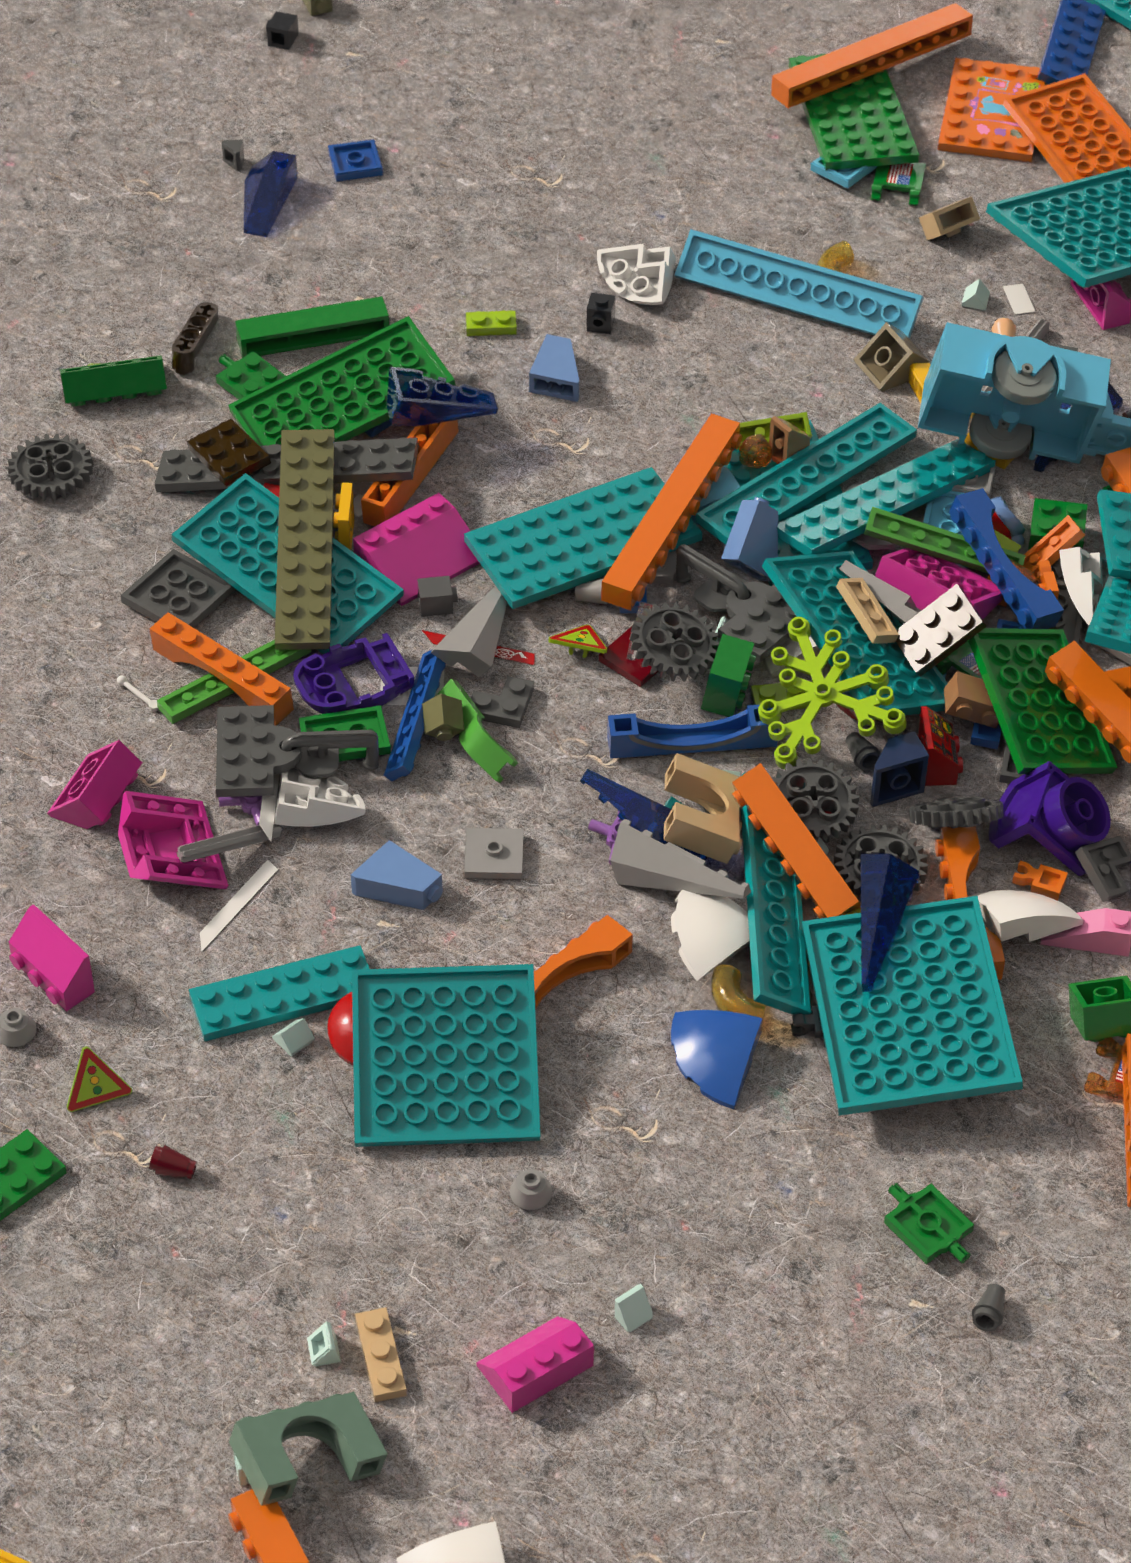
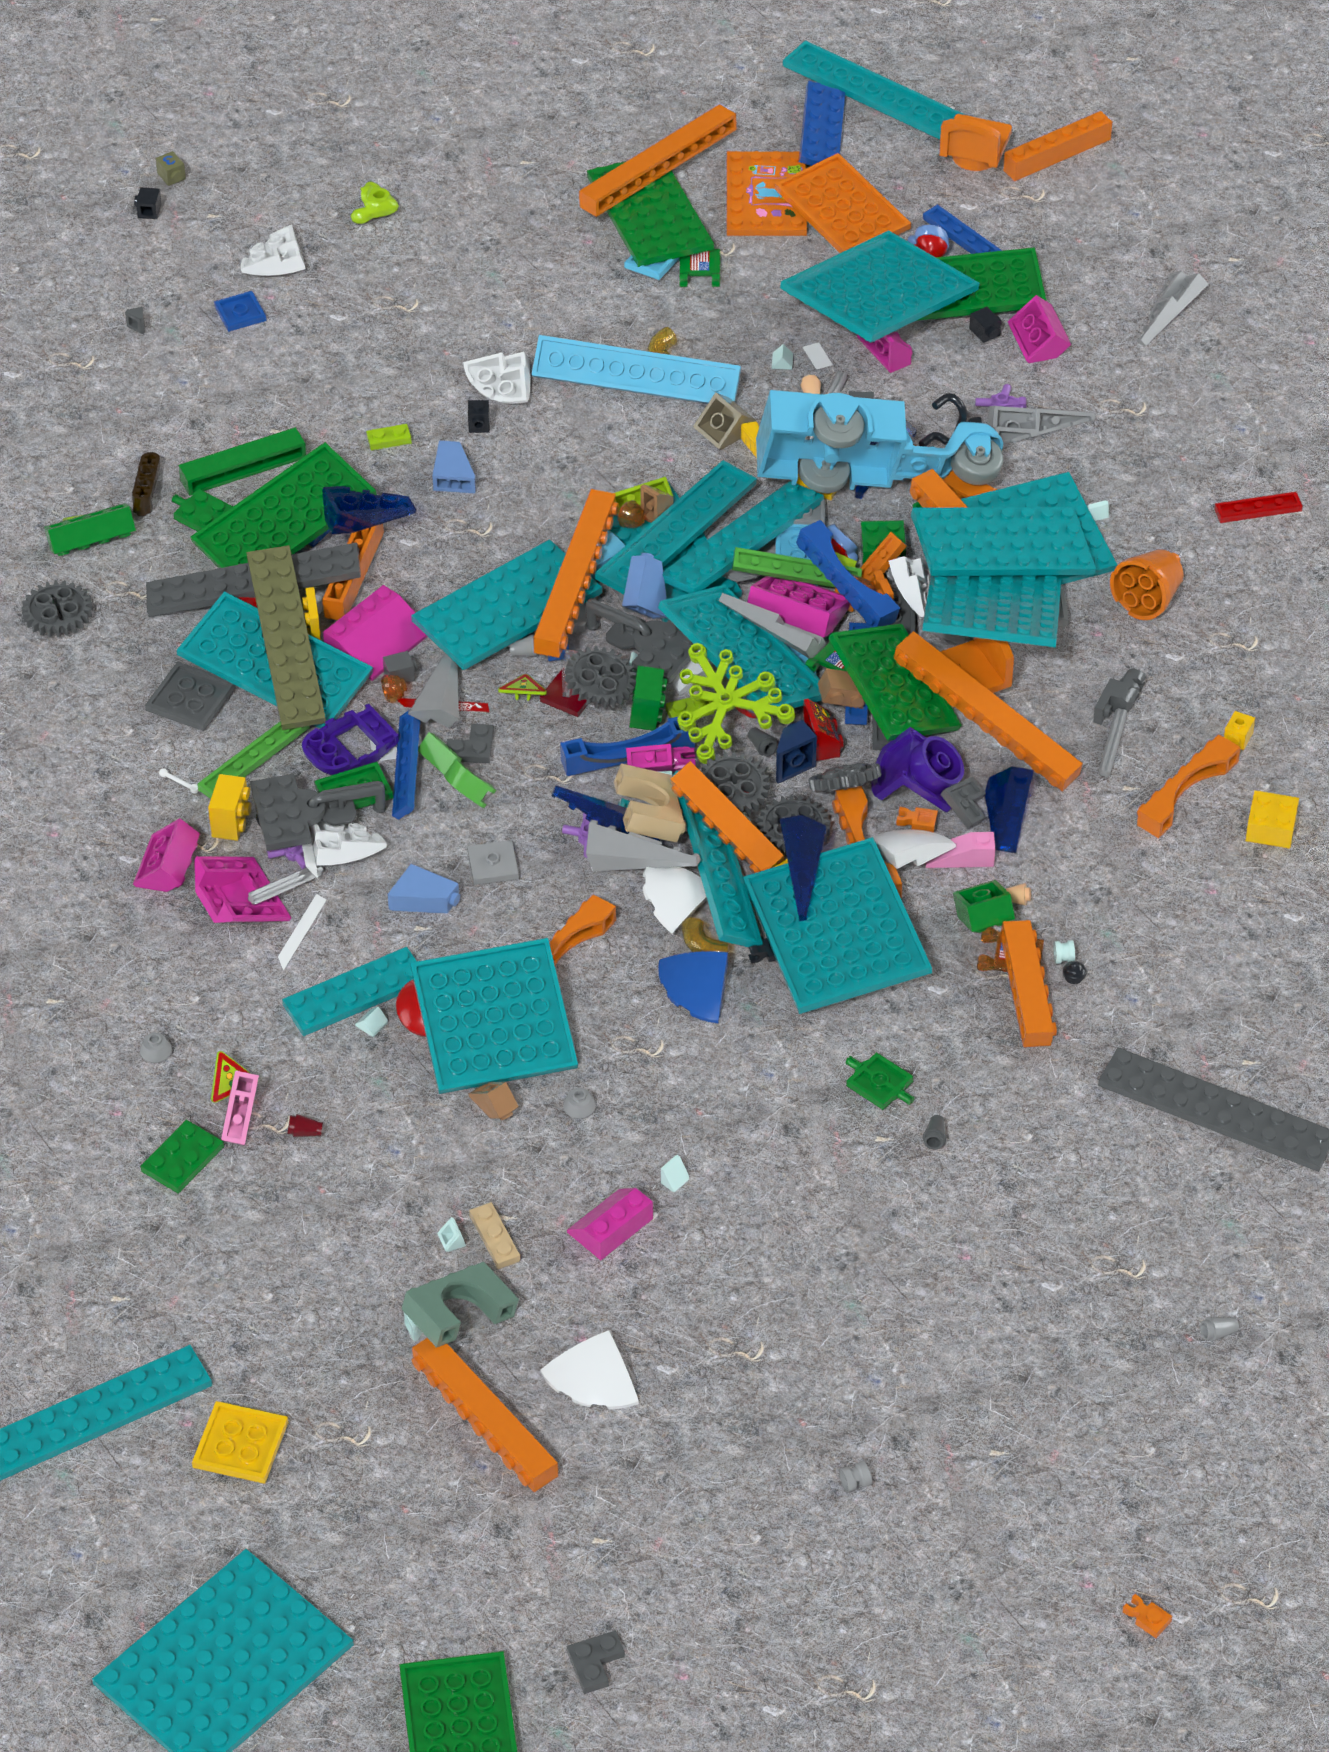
camera: 10 degrees left, 0 degrees up
(51, 959) = (171, 992): dark pink slope -> none
(96, 1125) = (239, 1107): none -> bright pink slope
(184, 735) = (229, 807): none -> yellow brick
(186, 644) = (206, 735): orange arch -> none
(228, 452) = (203, 576): dark brown plate -> none
(267, 190) = (171, 348): clear blue wedge -> none
(412, 107) = (276, 256): none -> white brick
(422, 618) = (393, 687): none -> clear orange cone
(422, 1167) = (495, 1100): none -> medium nougat slope
(443, 717) = (429, 763): olive brick -> none
(539, 61) = (377, 203): none -> lime head
(730, 753) = (660, 757): none -> dark pink plate
(867, 610) = (747, 630): tan plate -> none
(939, 630) = (806, 638): plate -> none
(949, 218) = (749, 295): tan brick -> none

